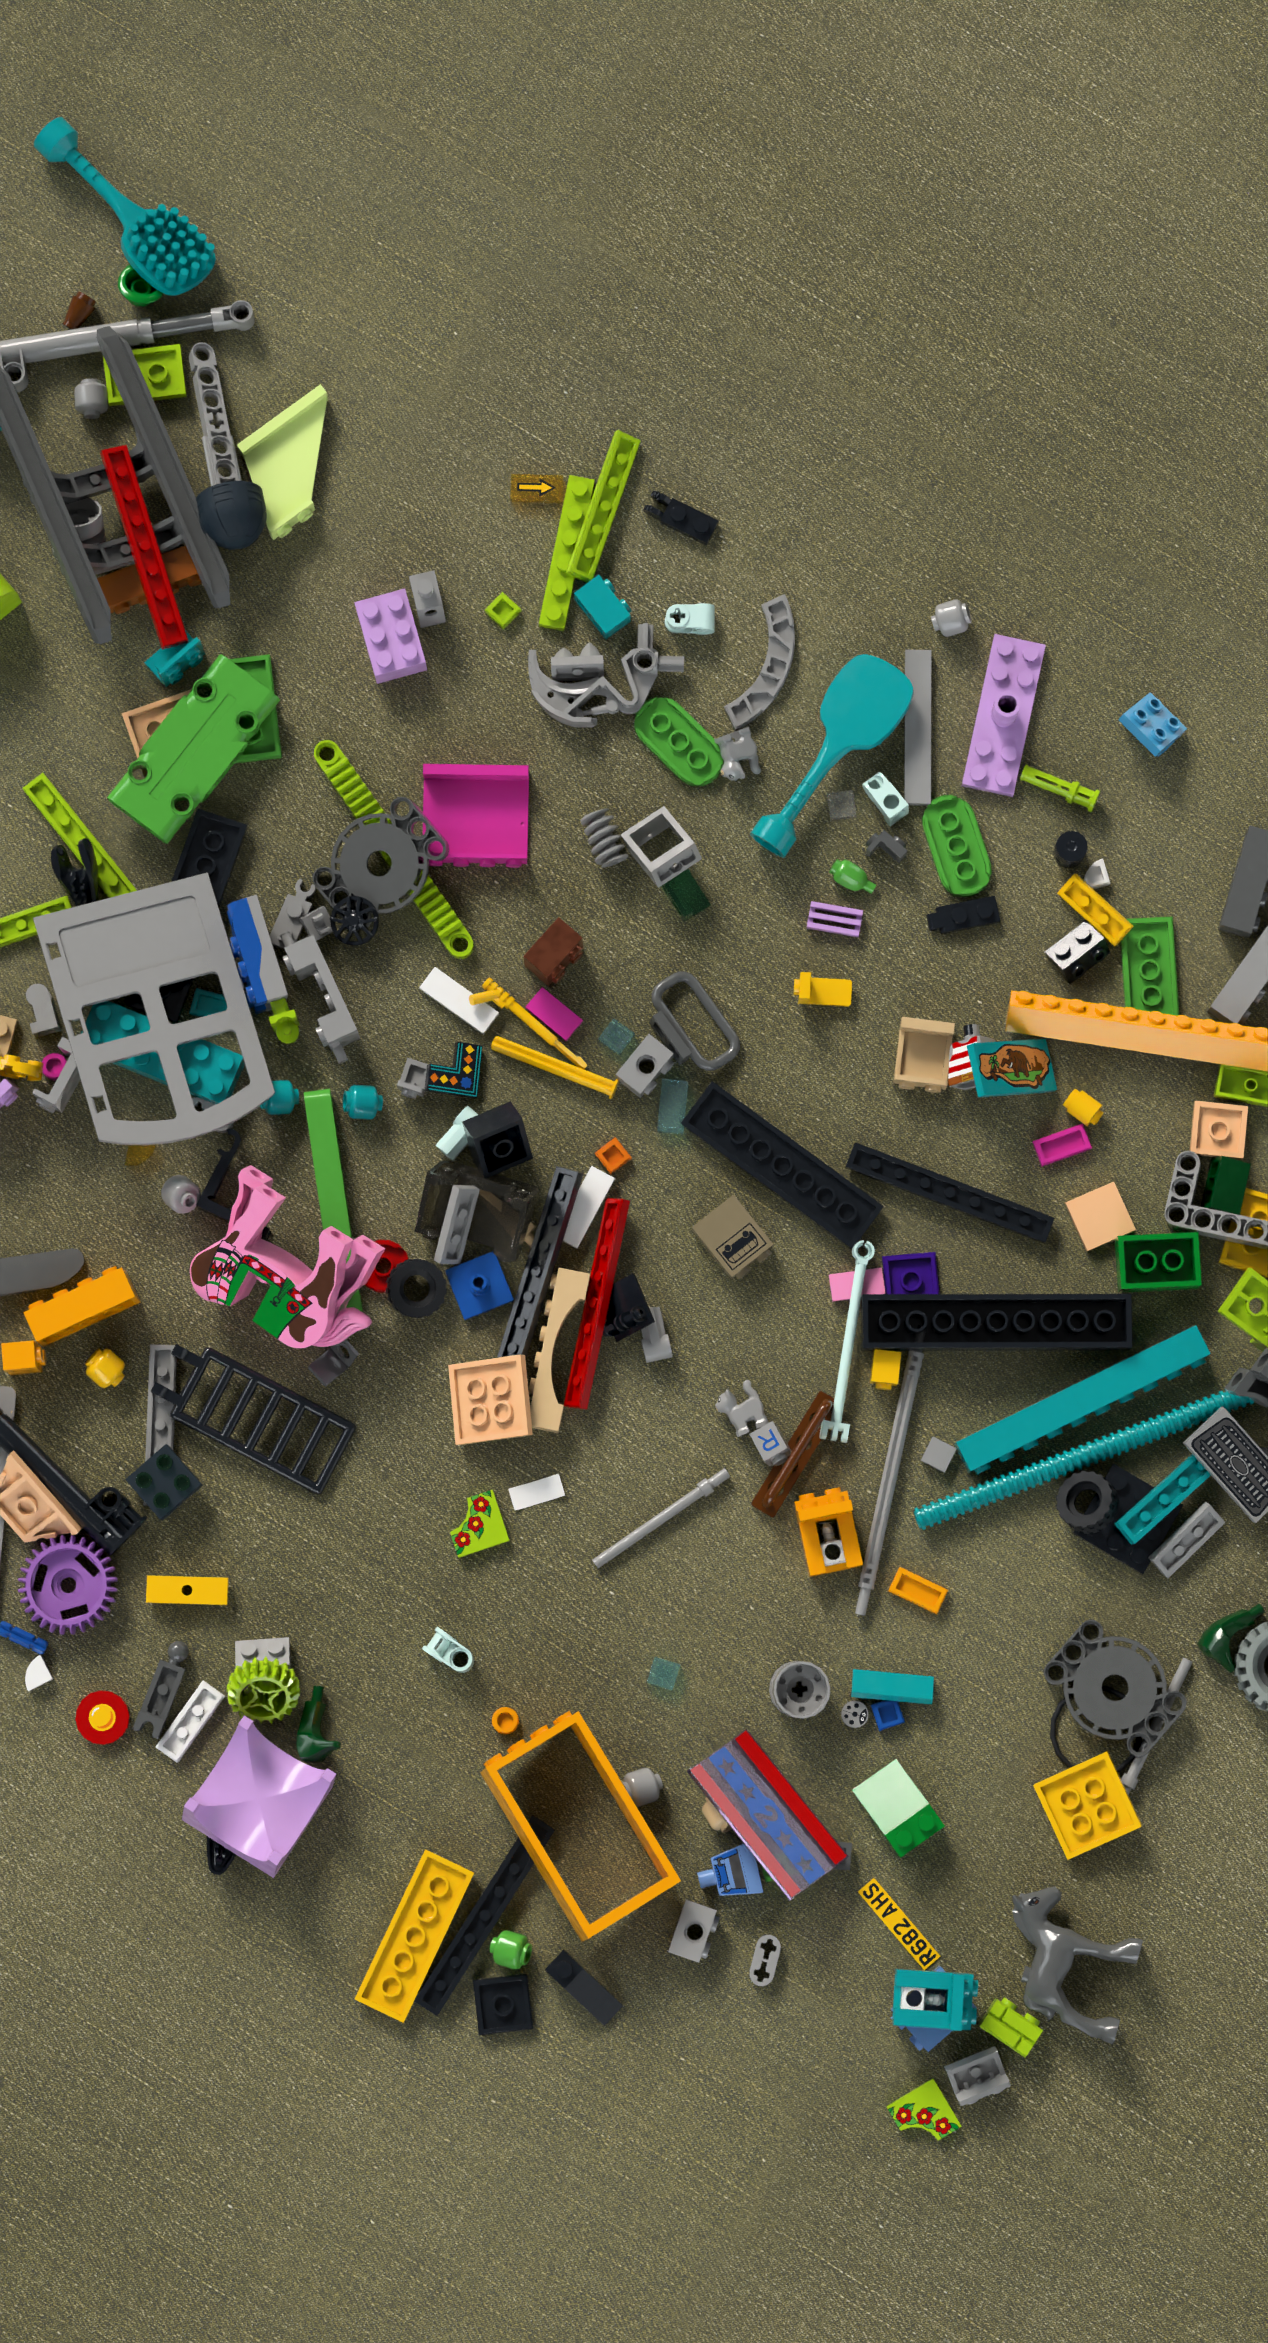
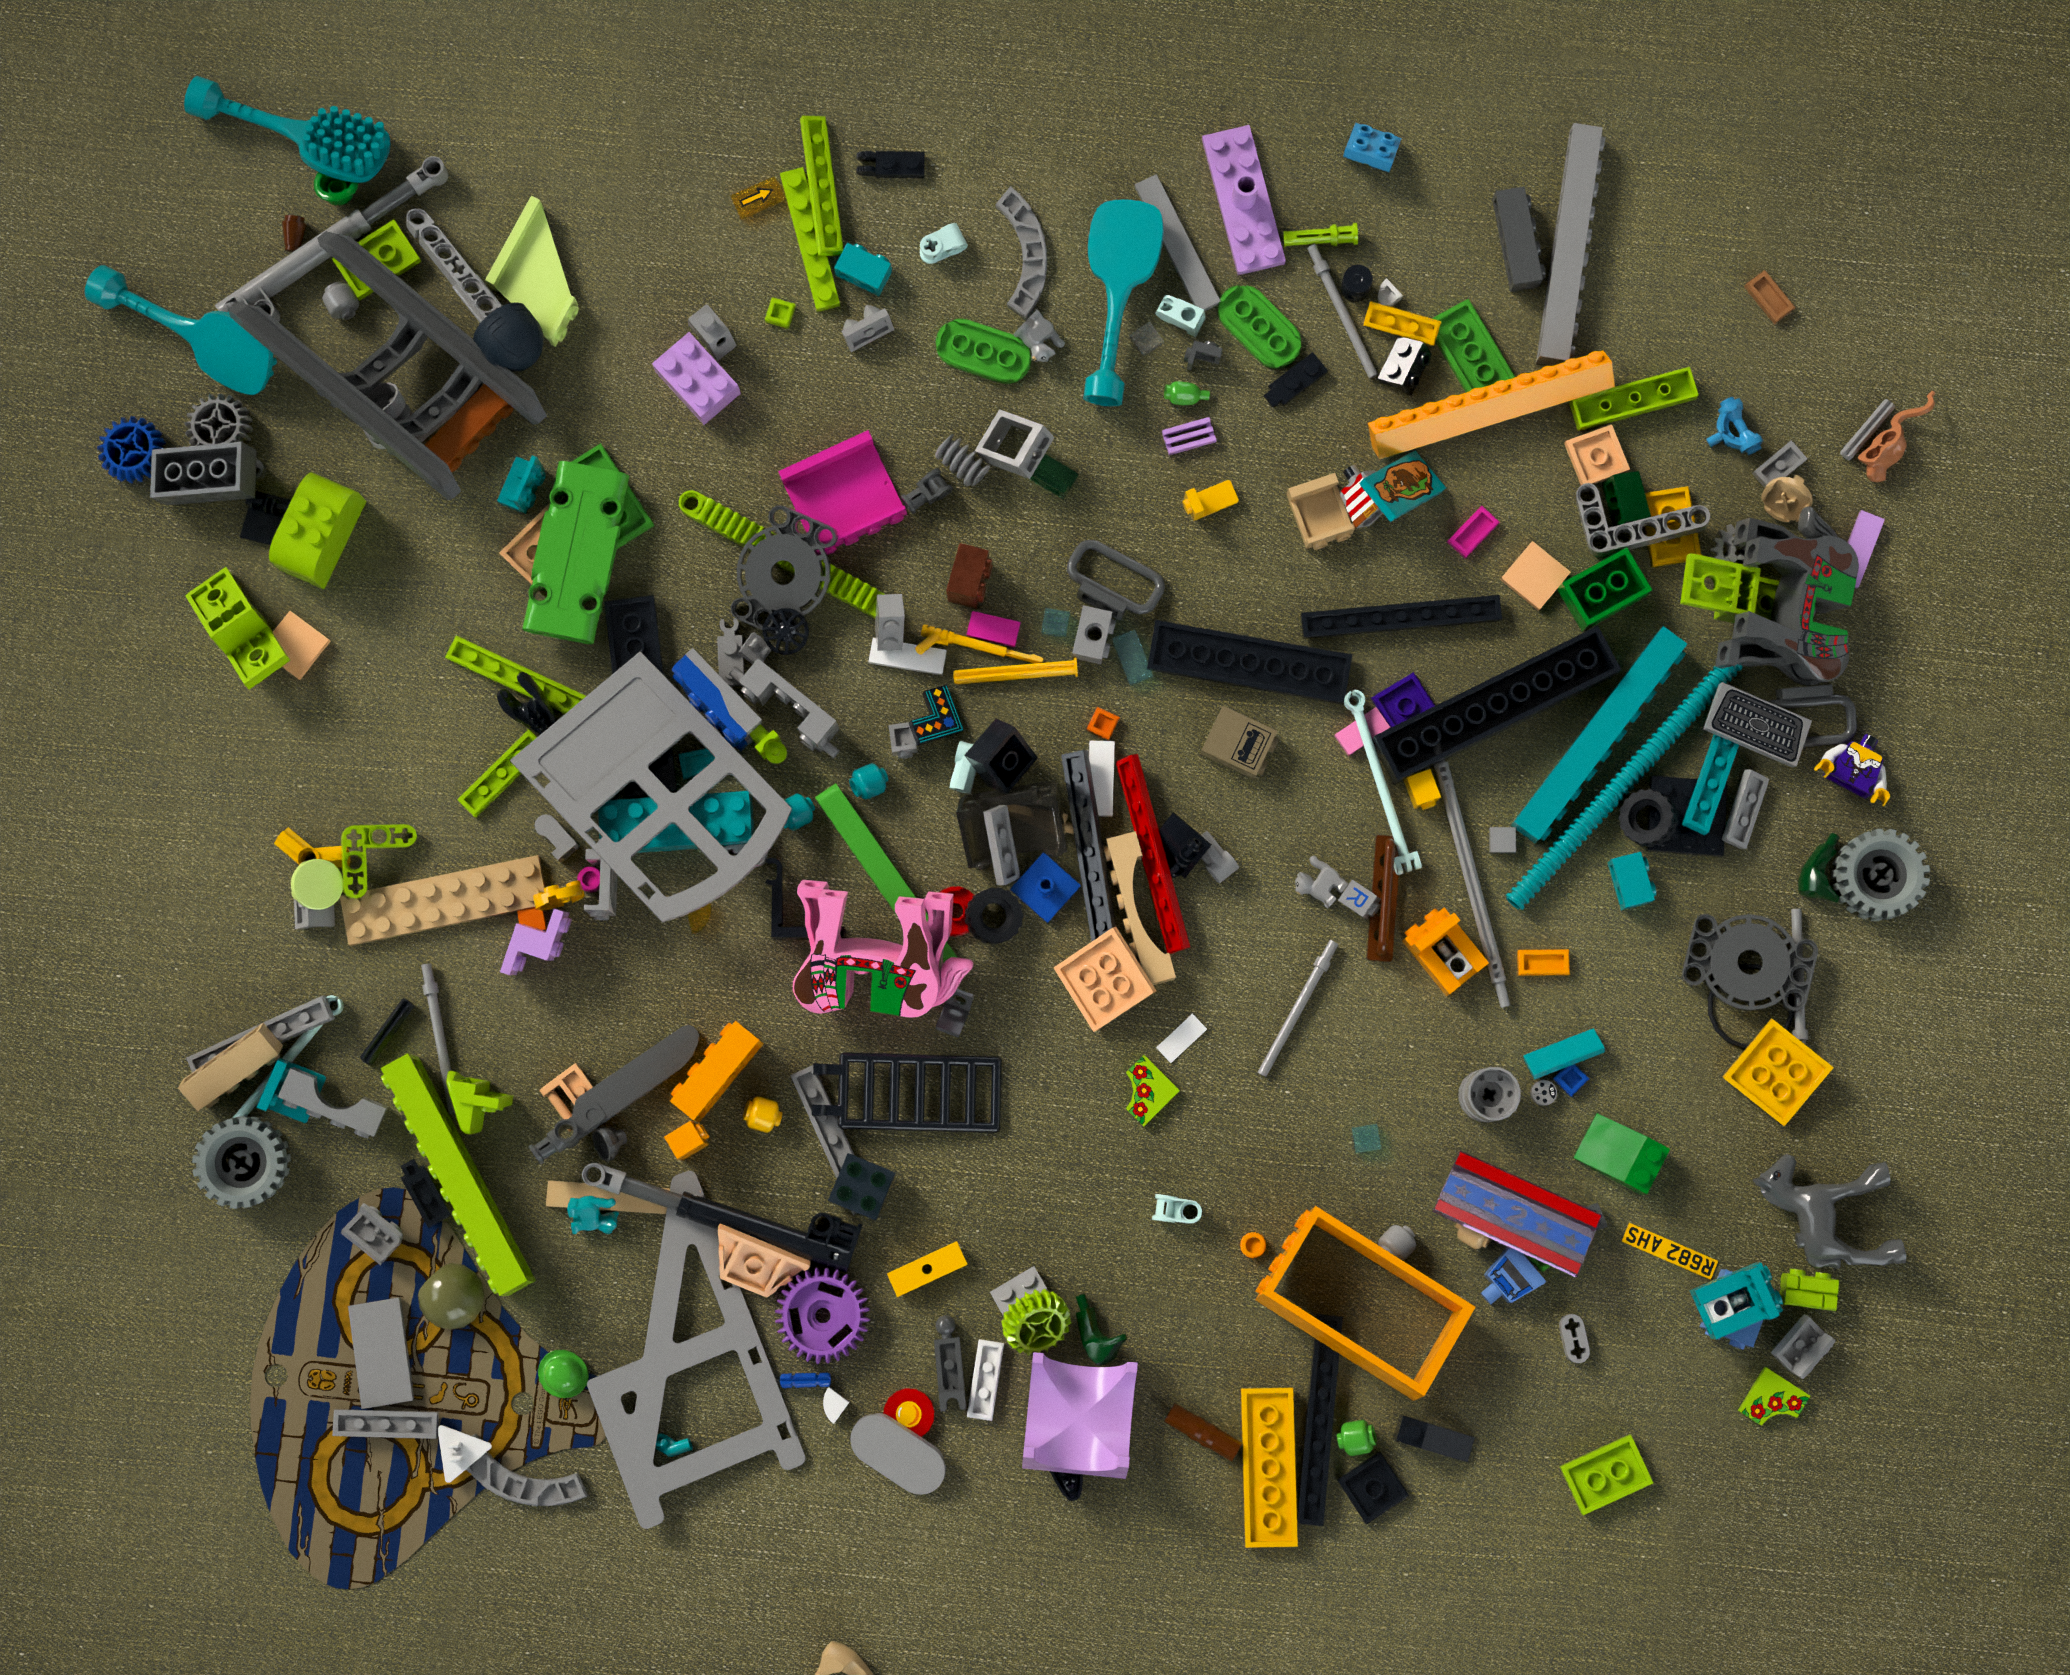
camera: 25 degrees left, 0 degrees up
(74, 1749) = (898, 1453): none -> light grey tile
(144, 547) = (449, 401): red tile -> none
(180, 1194) = (753, 934): light grey head -> none
(368, 1871) = (1203, 1432): none -> reddish brown axle
(456, 960) = (889, 622): none -> light grey brick
(557, 851) = (927, 491): none -> dark grey connector
(639, 681) = (923, 314): light grey piece -> none
(693, 1914) = (1492, 1332): light grey brick -> none
(729, 2102) = (1606, 1474): none -> lime plate
(951, 618) = (1160, 139): light grey head -> none
(1042, 1553) = (1632, 880): none -> teal brick
(1045, 819) = (1322, 269): none -> light grey bar
(1083, 1107) = (1476, 491): yellow brick -> none

